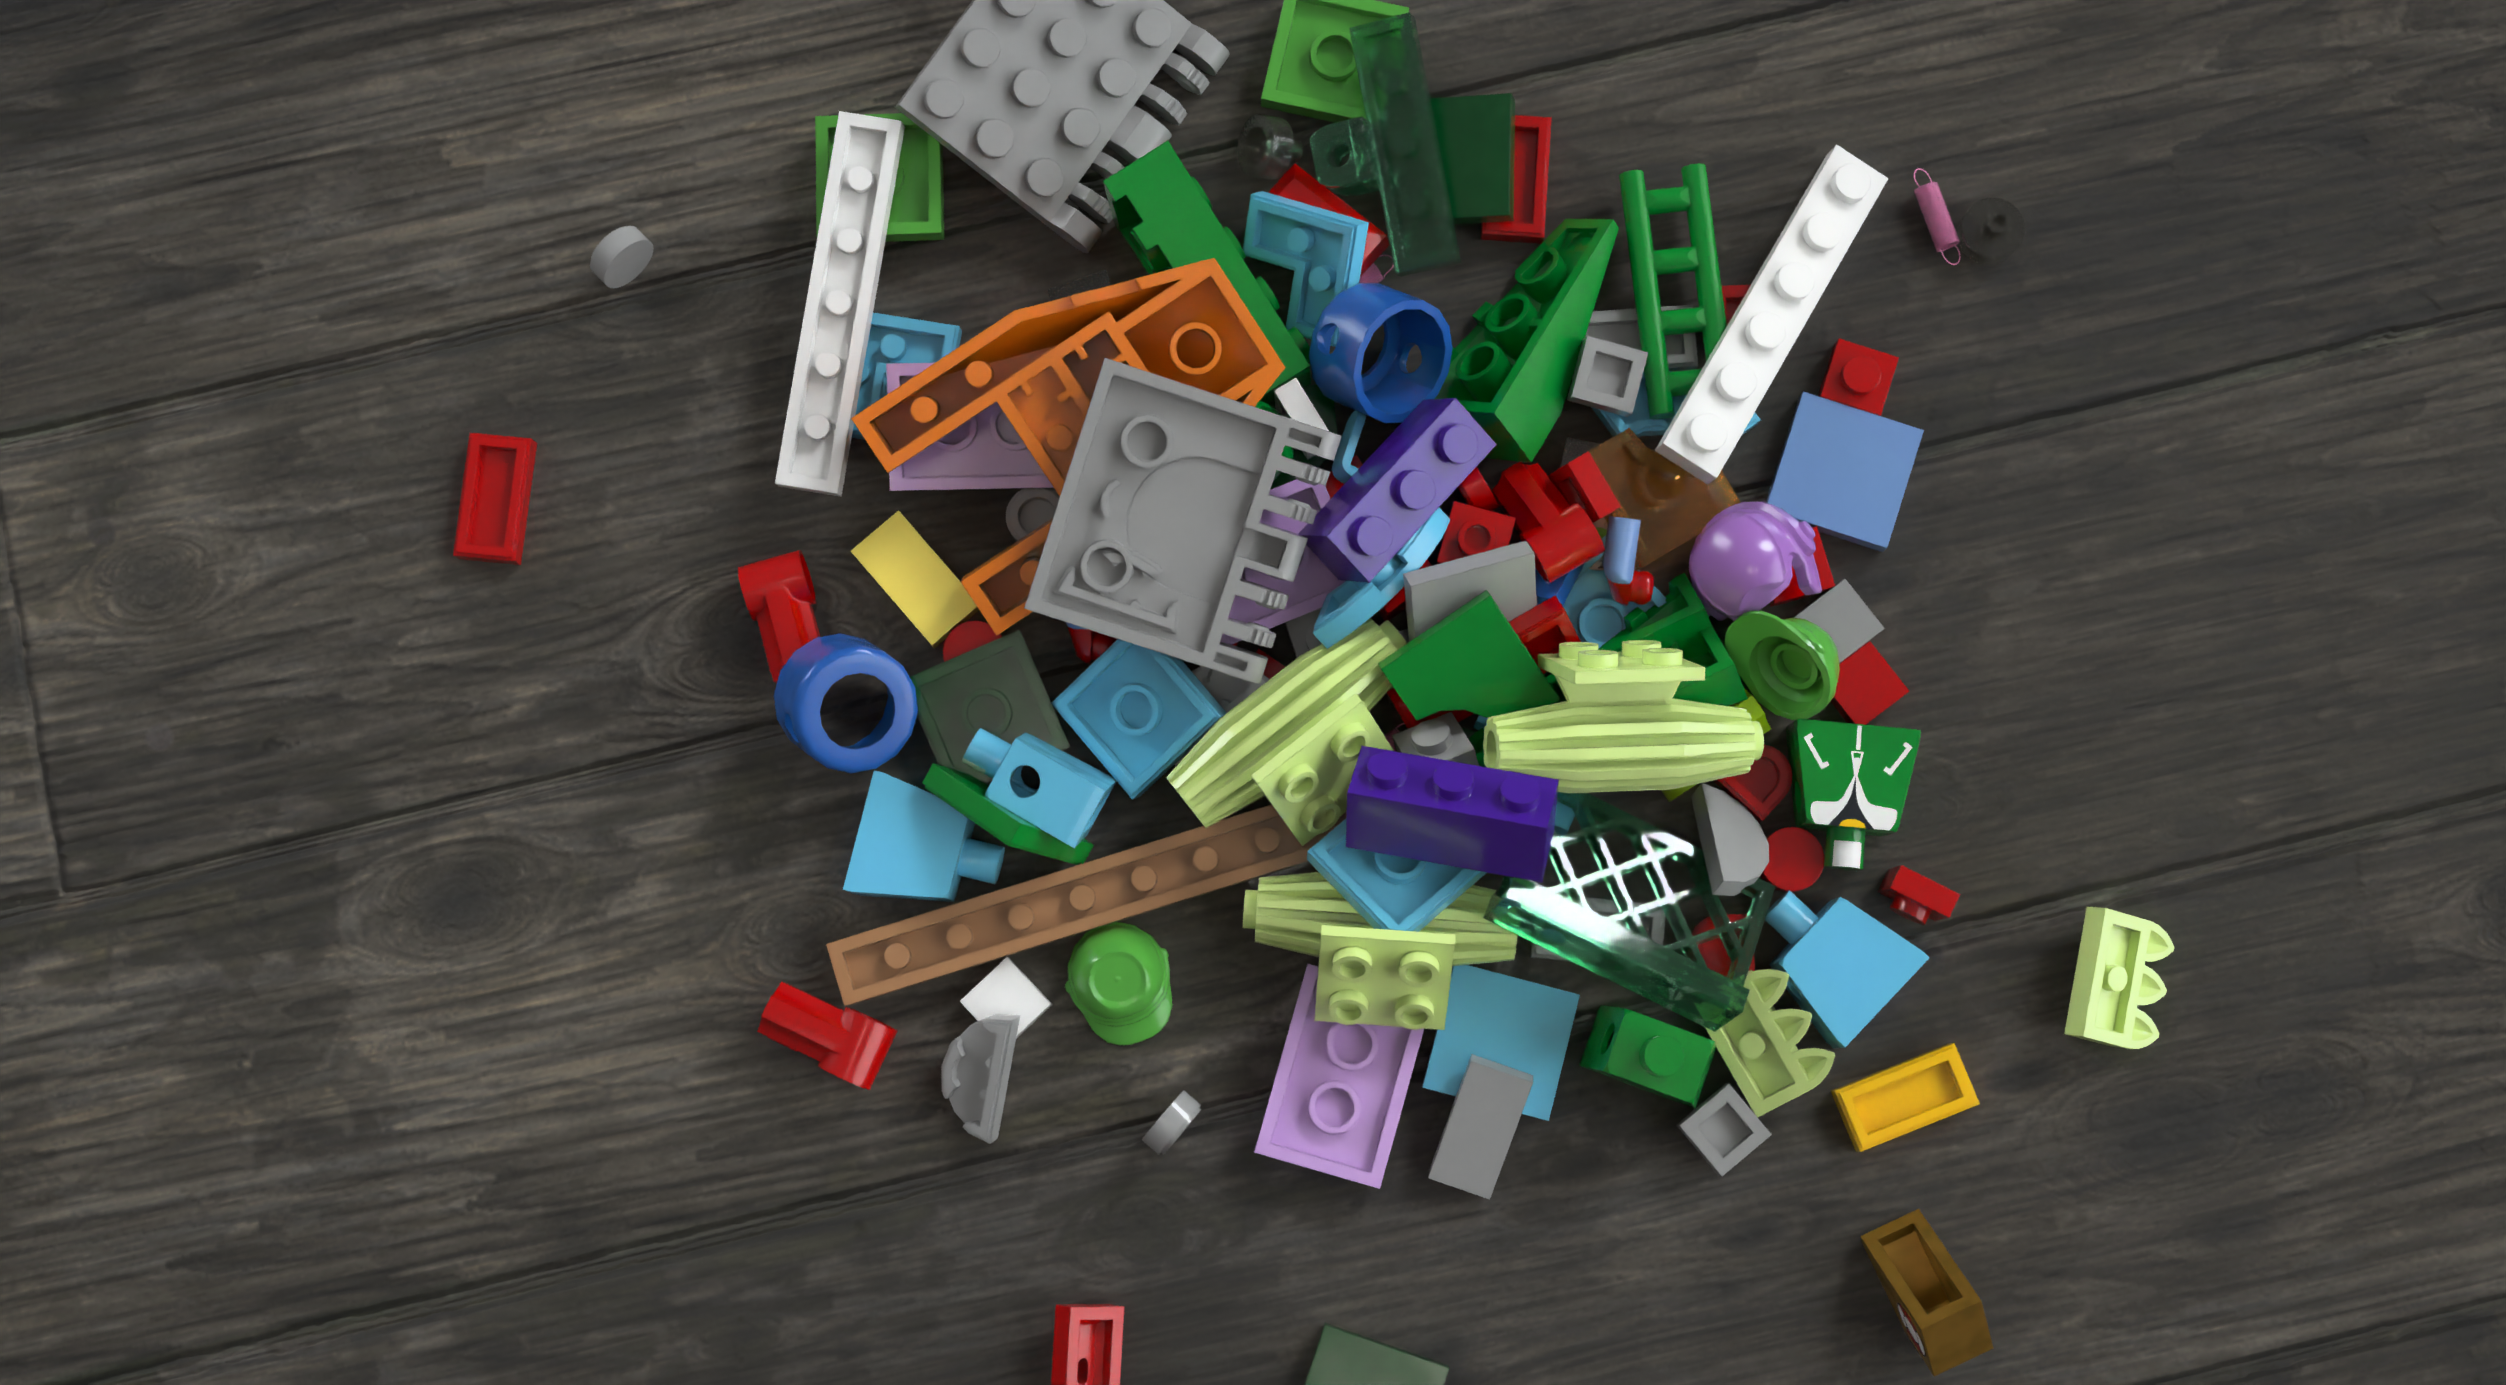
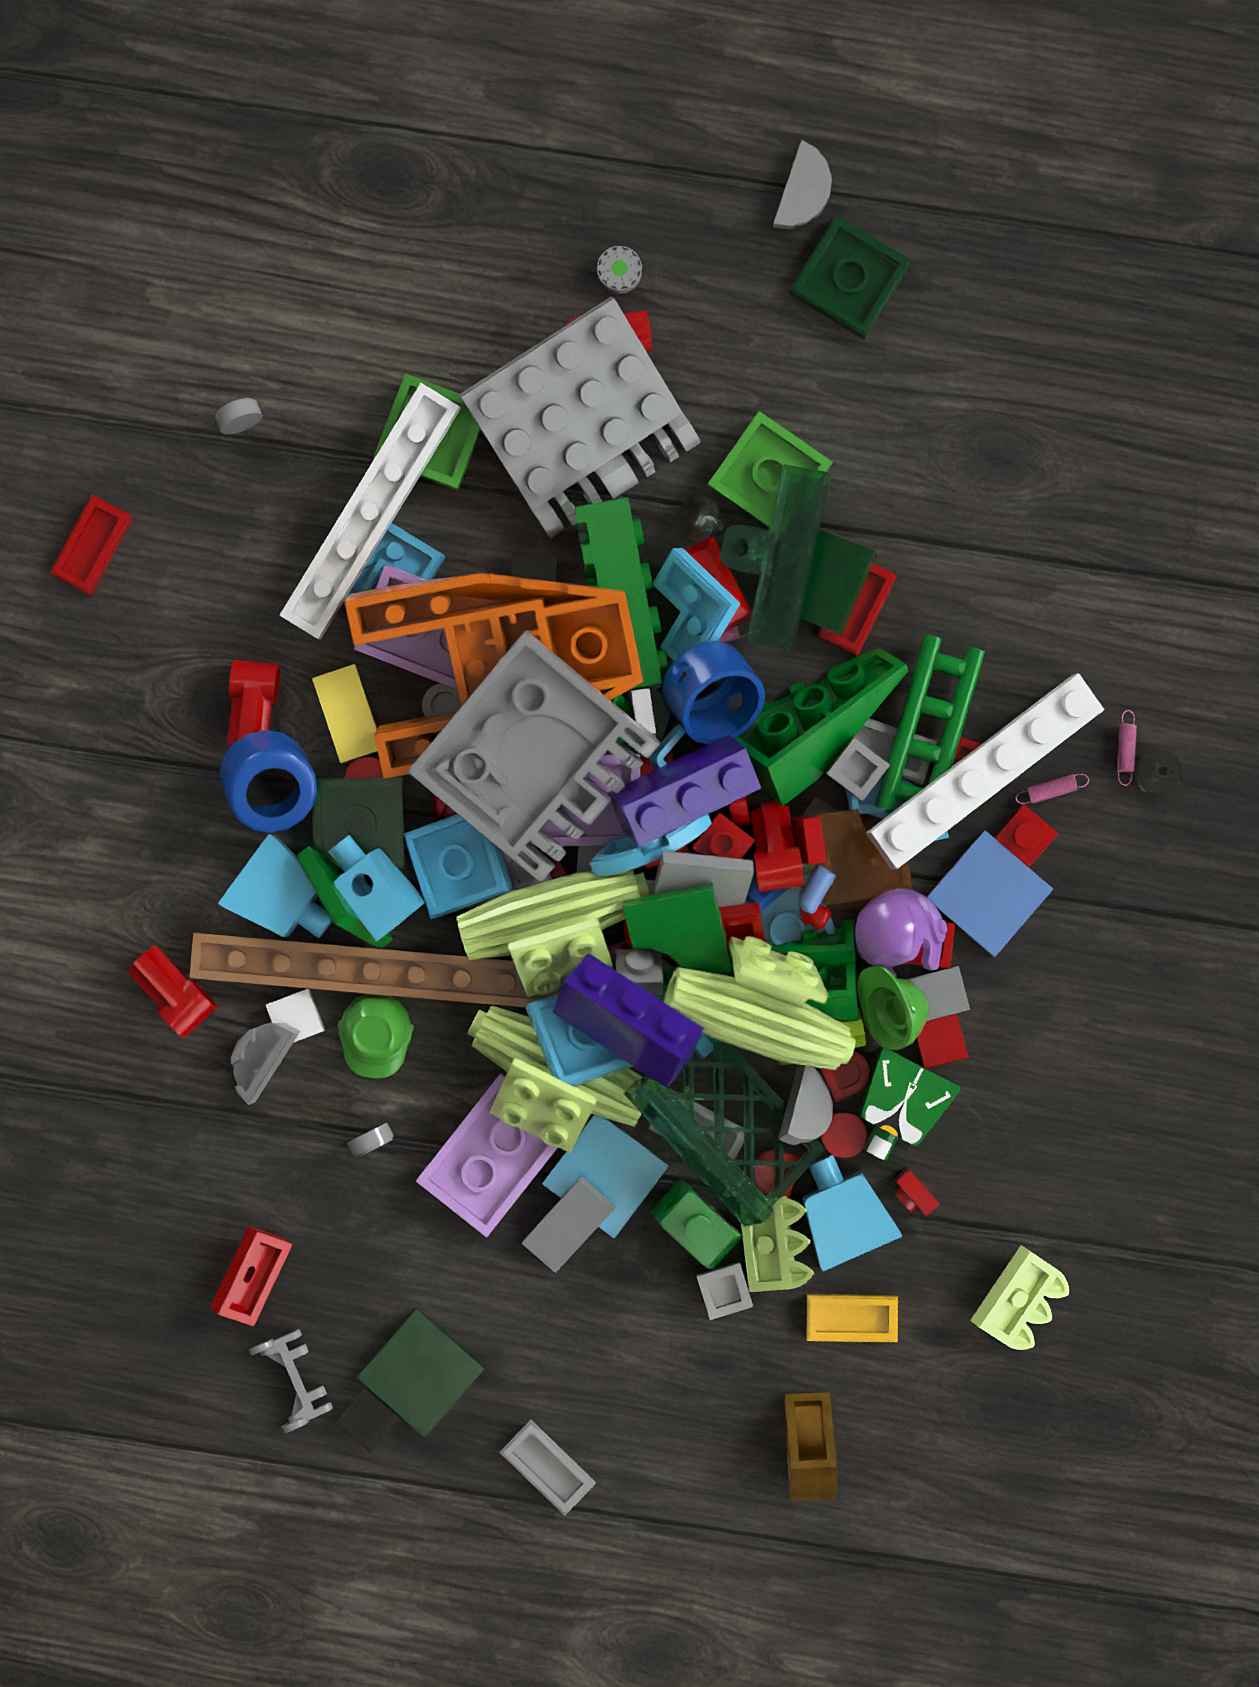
camera: 20 degrees right, 5 degrees up
(1865, 306) = (1052, 788): none -> bright pink piece

